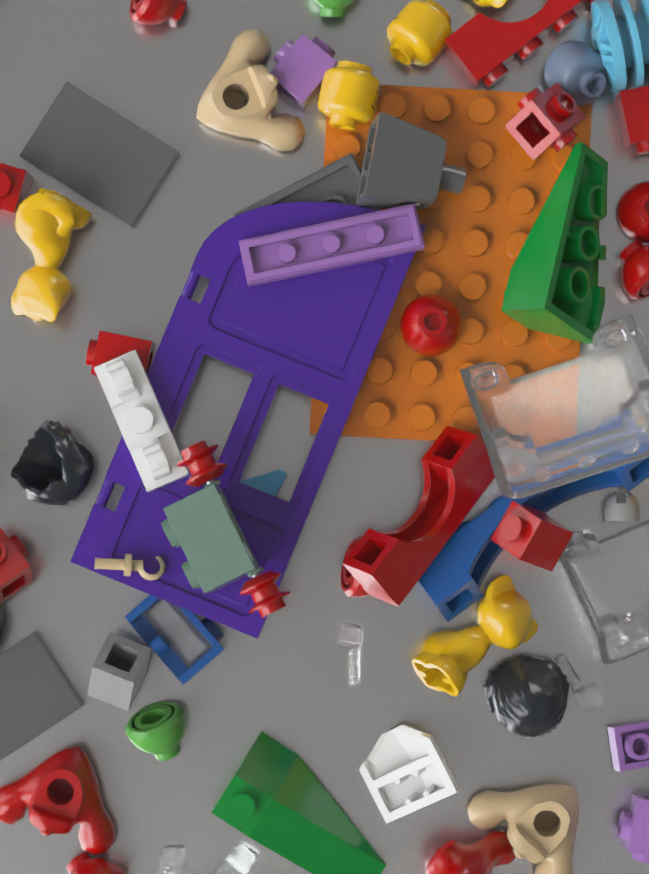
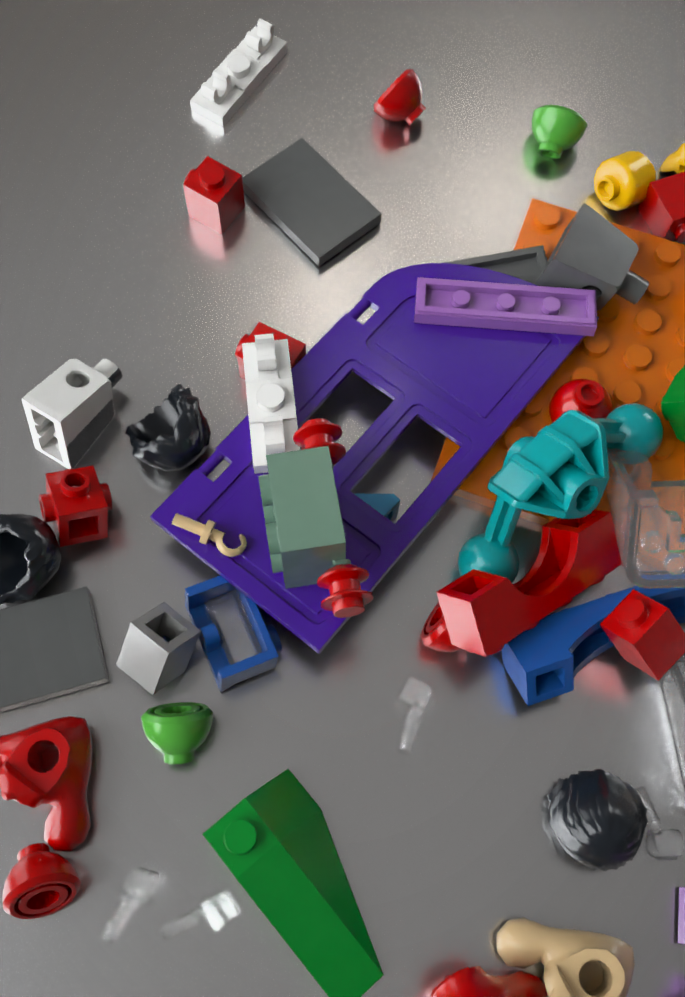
camera: 15 degrees right, 20 degrees down
(46, 226) = (244, 226): yellow animal -> none
(244, 94) = (452, 187): tan head -> none
(302, 68) = (512, 182): medium lavender brick -> none
(348, 94) = (553, 198): yellow head -> none
(407, 772) = (440, 866): white slope -> none
(421, 417) = (557, 476): none -> teal piece
(450, 654) = (520, 743): yellow animal -> none

